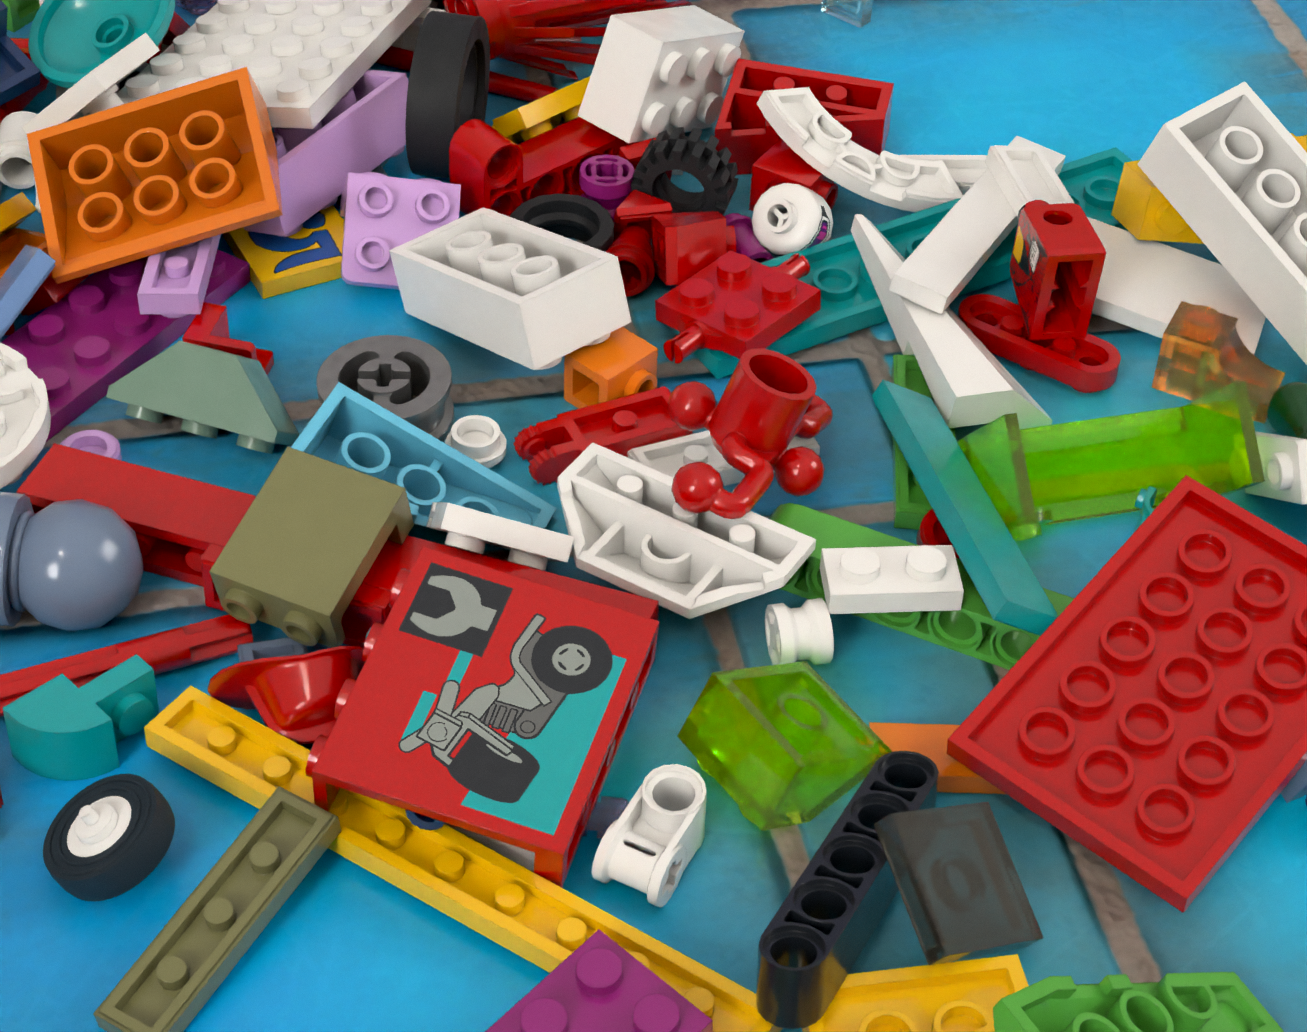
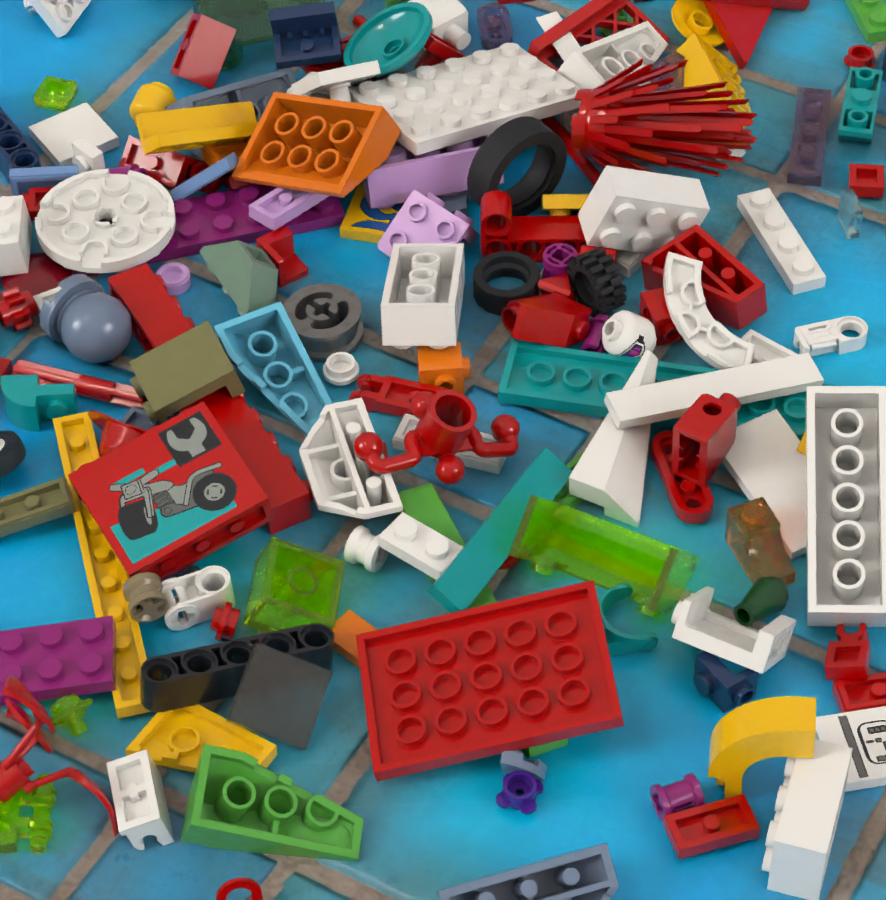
camera: 45 degrees right, 5 degrees up
(473, 529) = (271, 408): white plate -> none
(611, 874) = (145, 597): none -> dark tan wheel
(735, 843) = (225, 621): none -> red plate
(737, 305) = (535, 367): red plate -> none
(790, 48) = (781, 241): none -> white plate
(982, 124) = (828, 337): none -> white piece
(1025, 176) = (764, 385): white tile -> none

